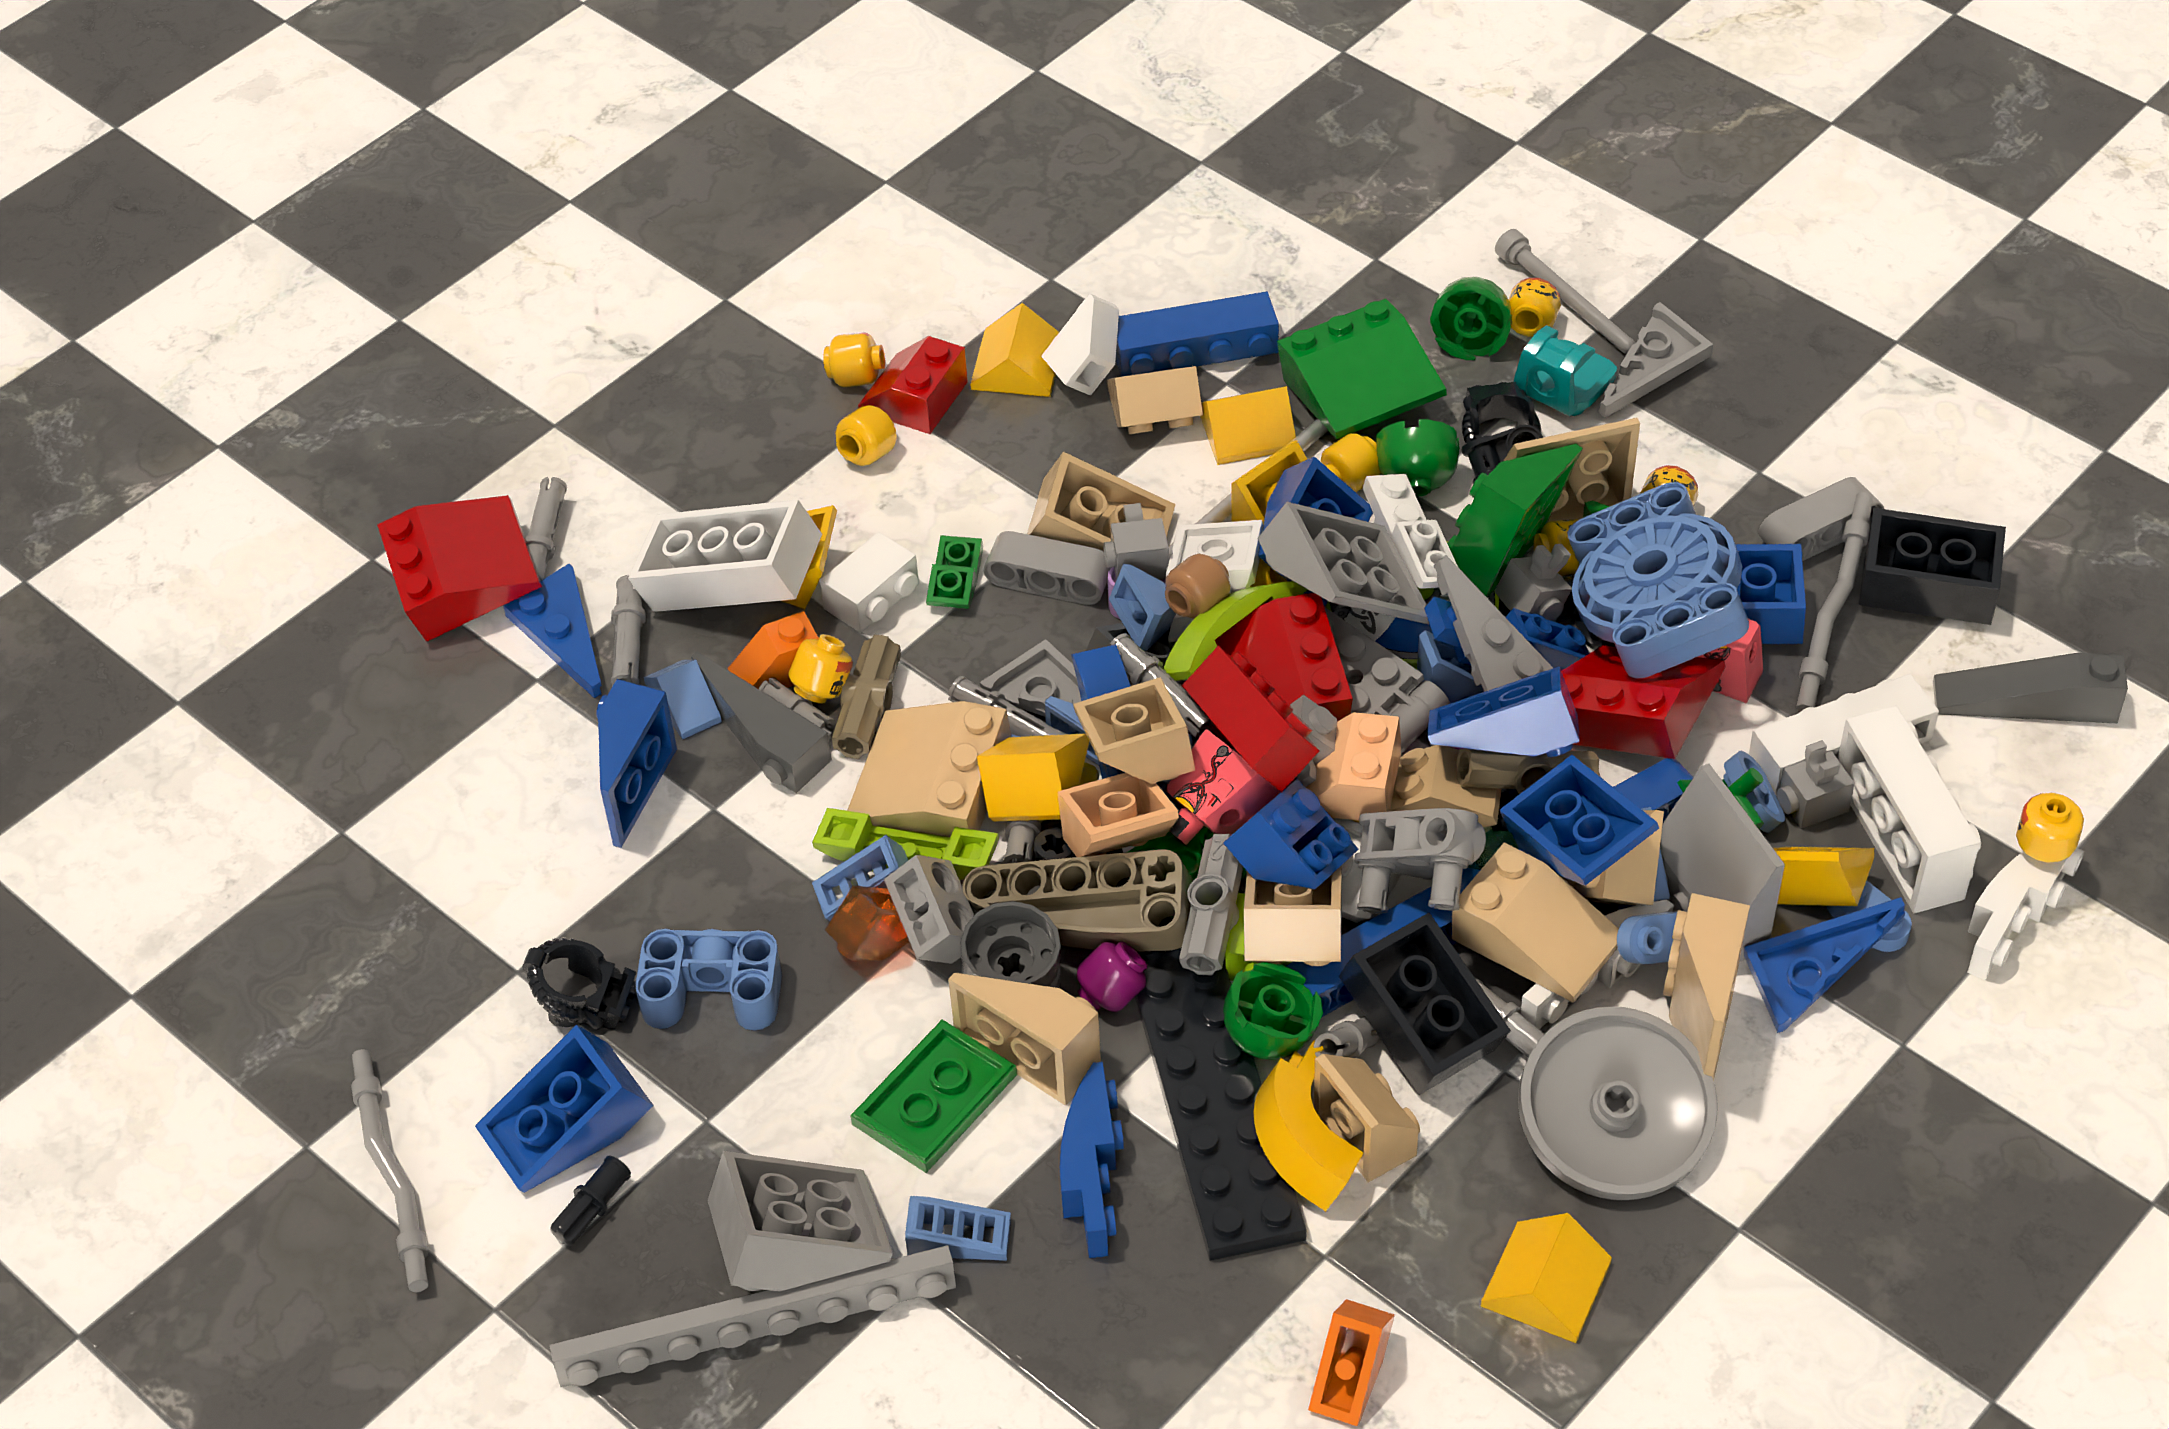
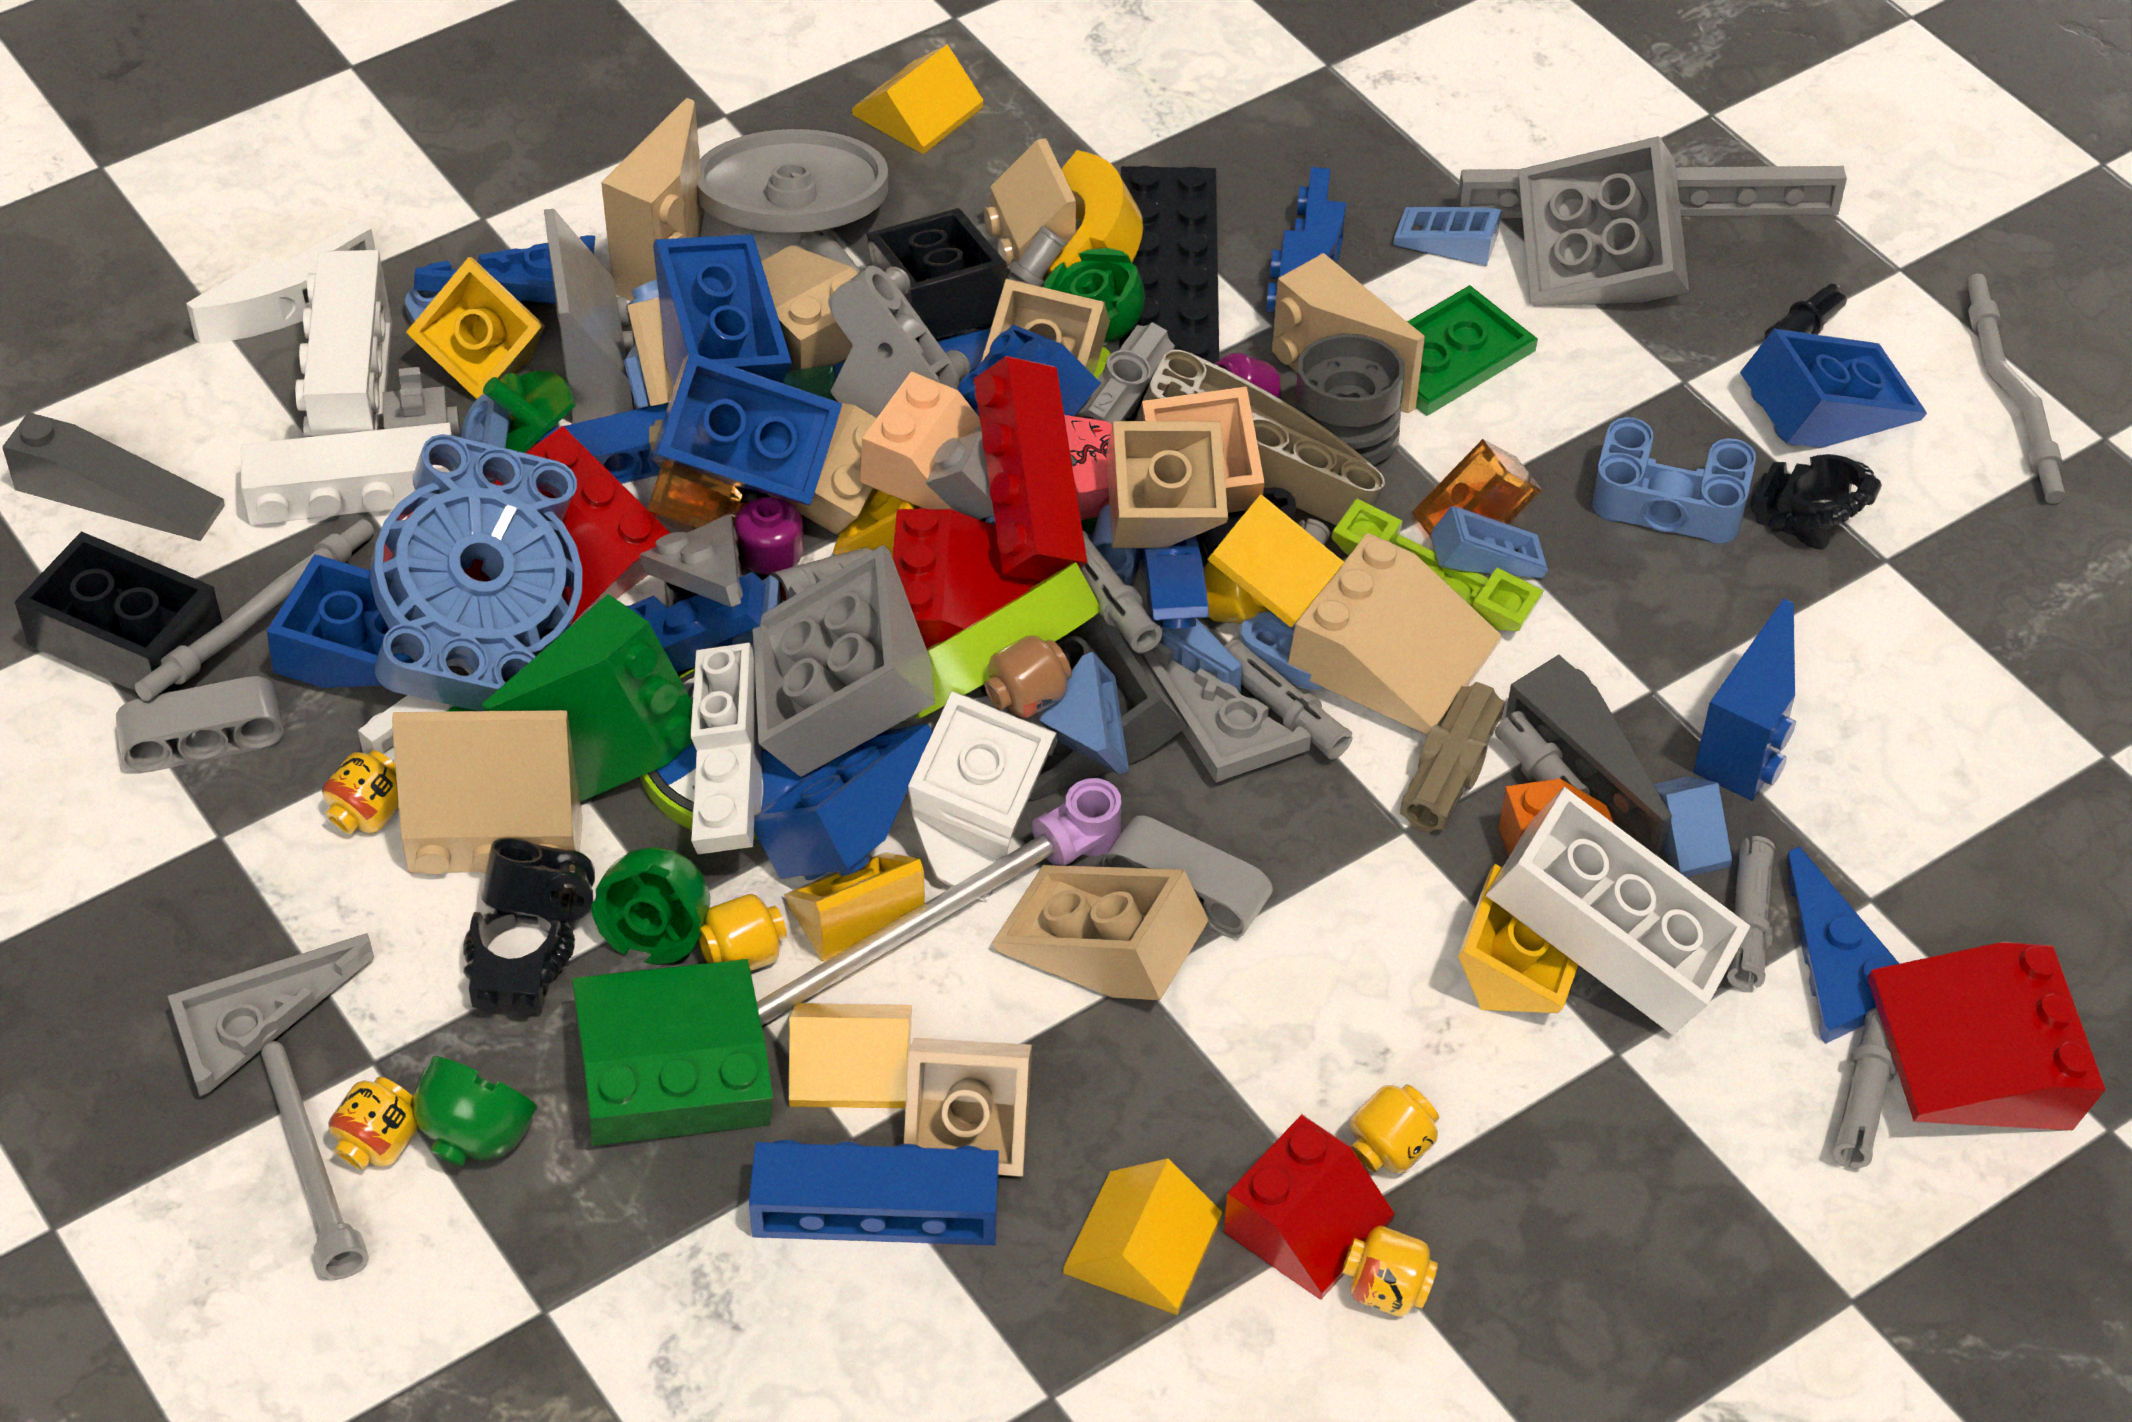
camera: 170 degrees left, 0 degrees up
(820, 668) = (1507, 756): yellow head -> none
(869, 582) = (1421, 903): white brick -> none
(930, 907) = (1420, 469): light grey brick -> none
(955, 572) = (1308, 910): green slope -> none
(1086, 345) = (1052, 1175): white slope -> none
(1138, 544) = (1076, 799): light grey brick -> none
(1350, 1361) = (1113, 67): orange slope -> none
(1563, 372) = (394, 995): teal piece -> none
(2050, 827) = (231, 271): yellow head -> none

